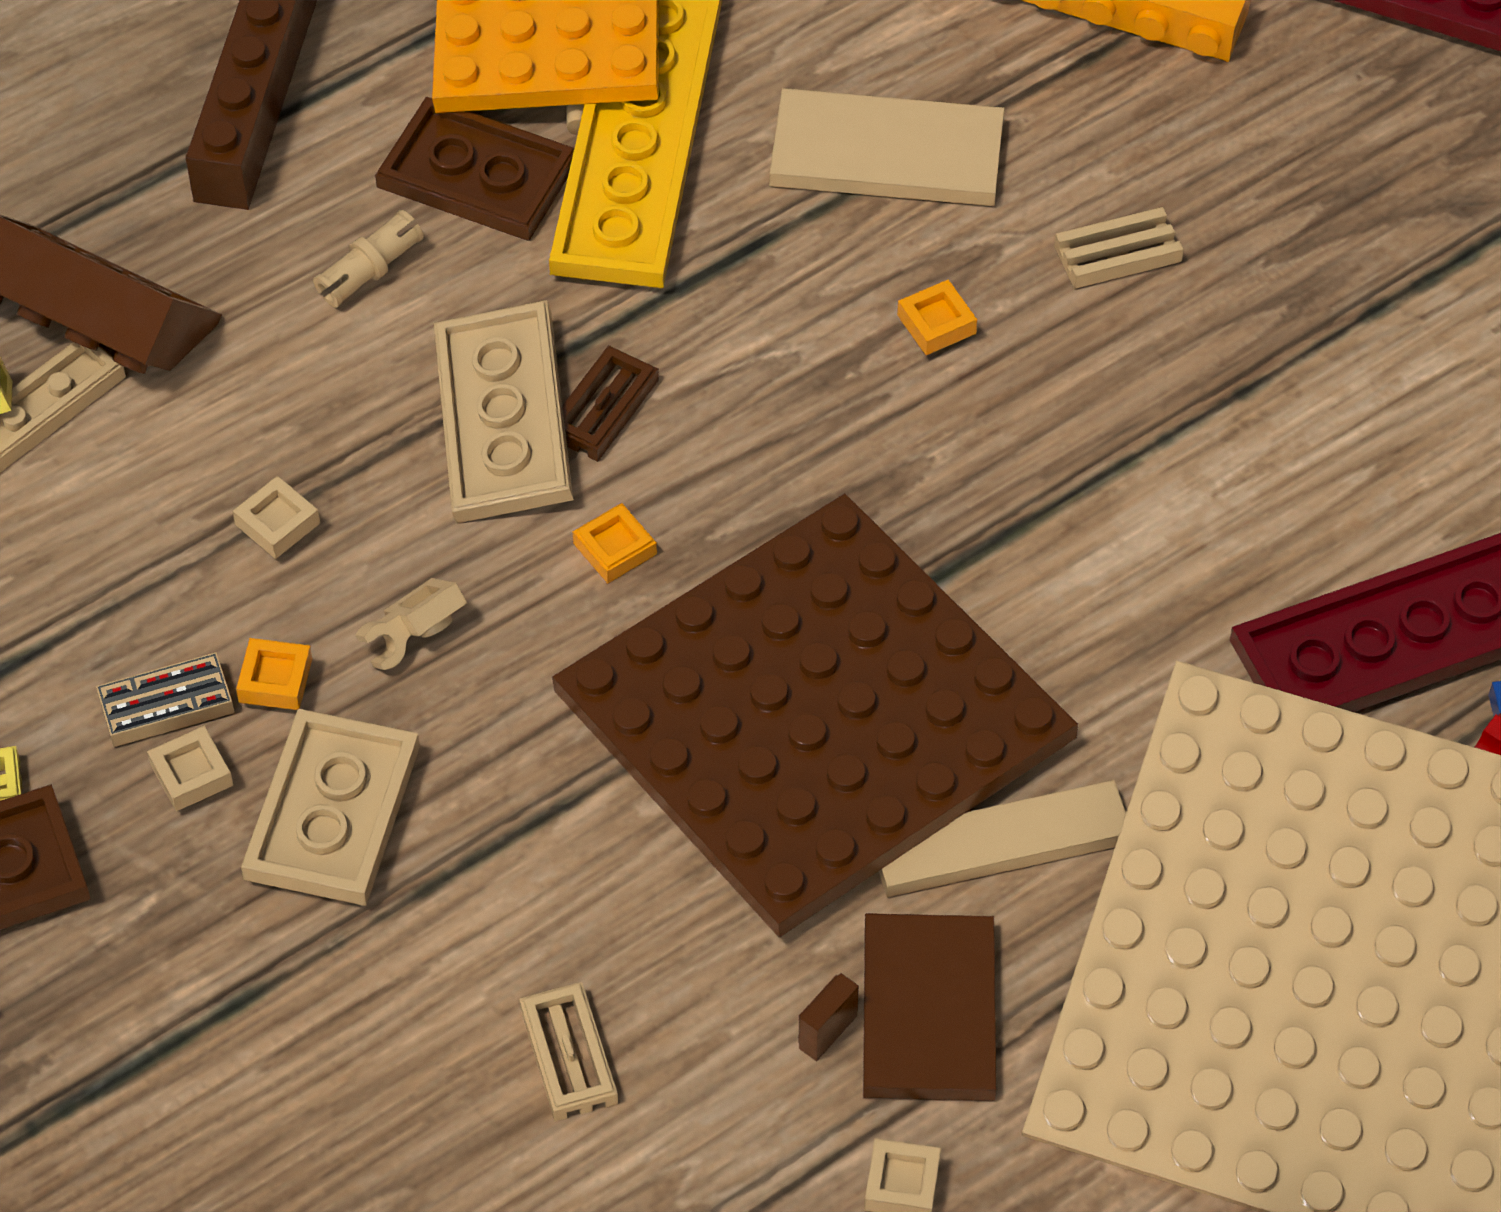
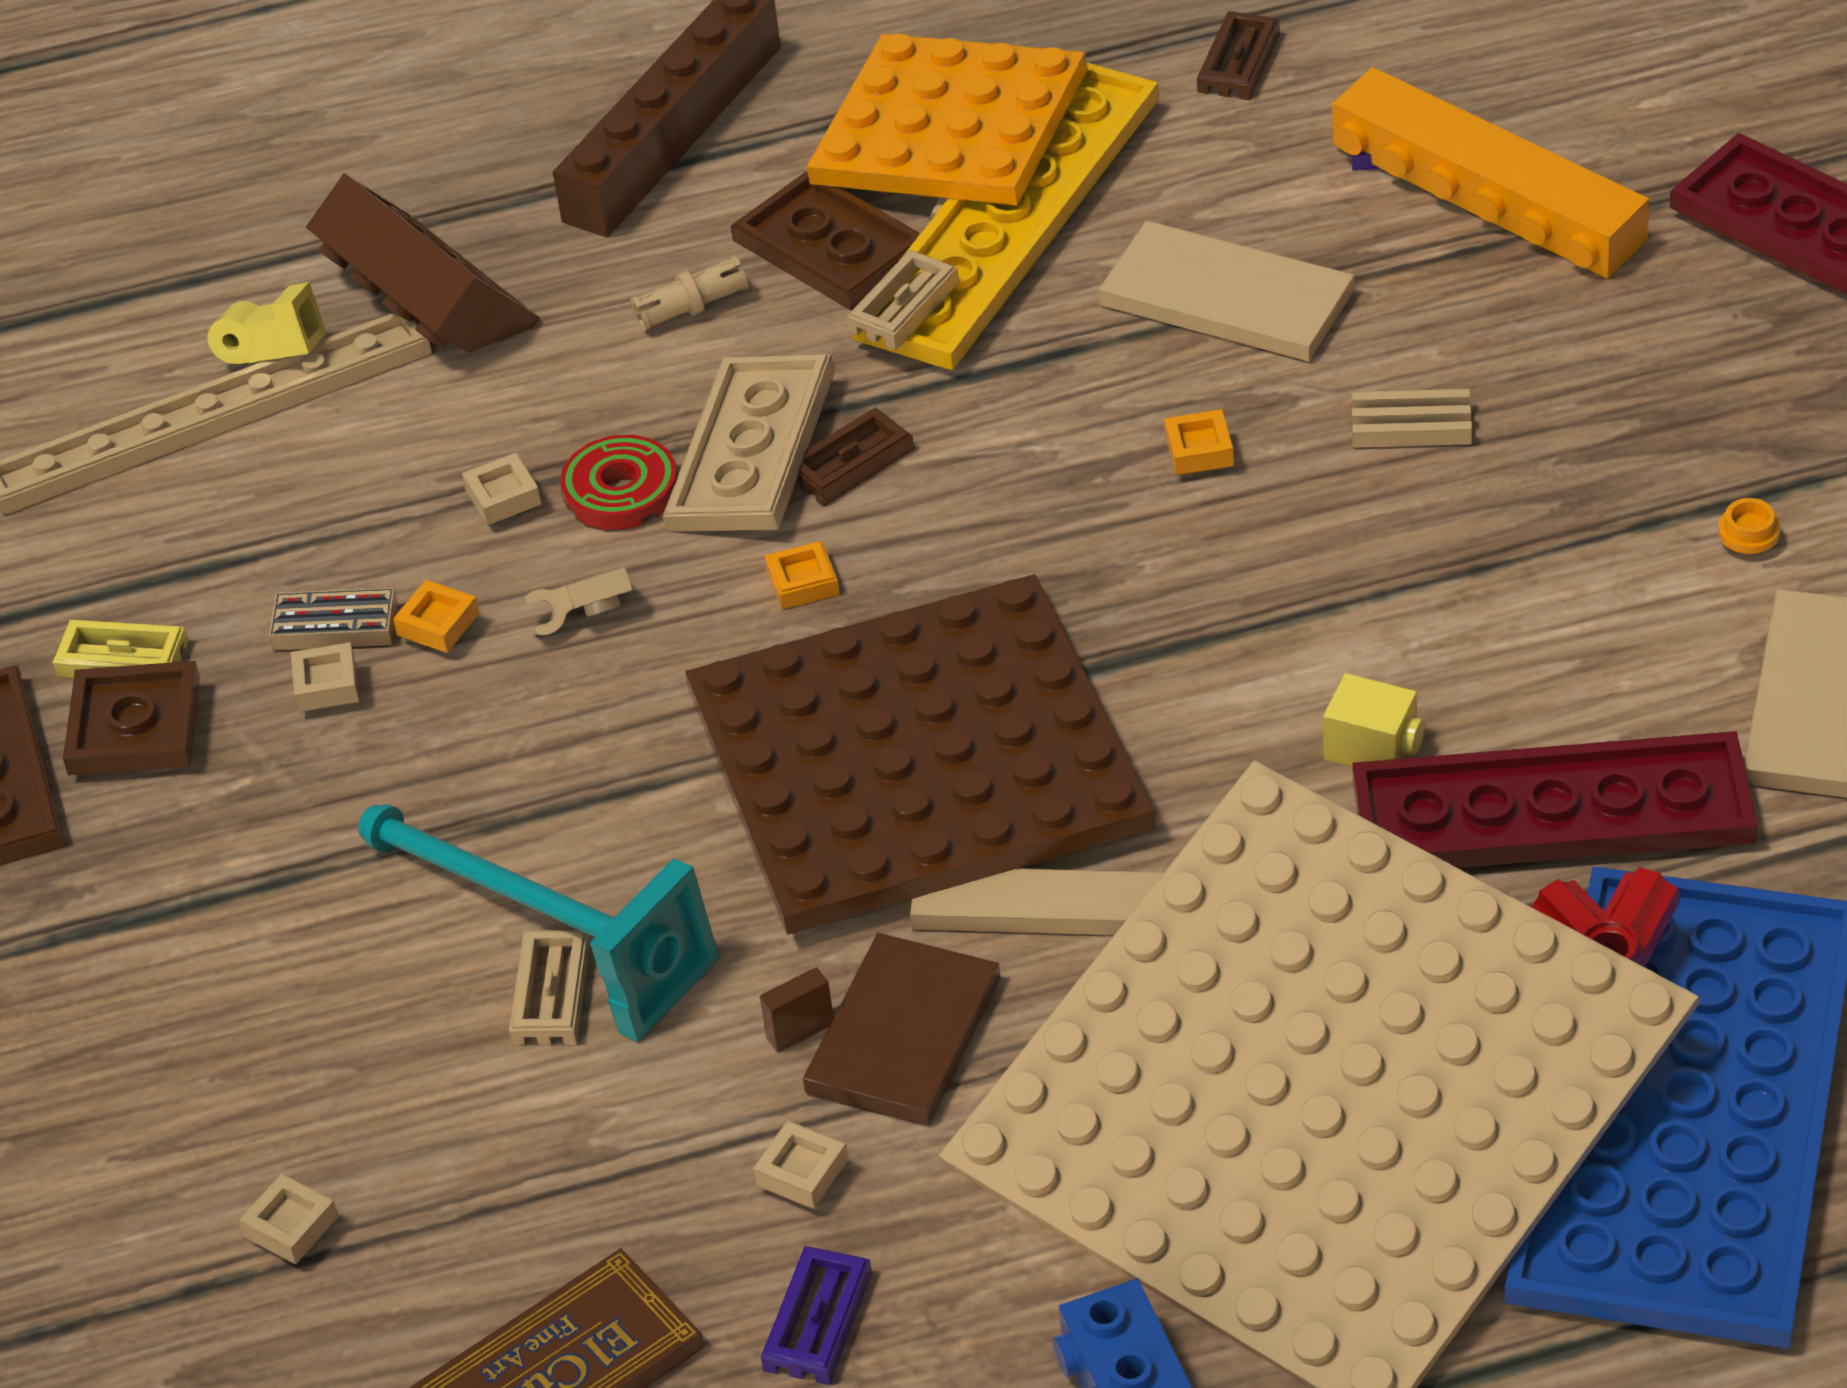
camera: 25 degrees right, 10 degrees down
(331, 807) = (433, 735): tan plate -> none
(381, 454) = (612, 458): none -> red tile
(584, 259) = (911, 303): none -> tan tile
(669, 997) = (643, 953): none -> teal tile
(1230, 582) = (1371, 722): none -> light yellow brick
(1472, 297) = (1749, 526): none -> light orange plate

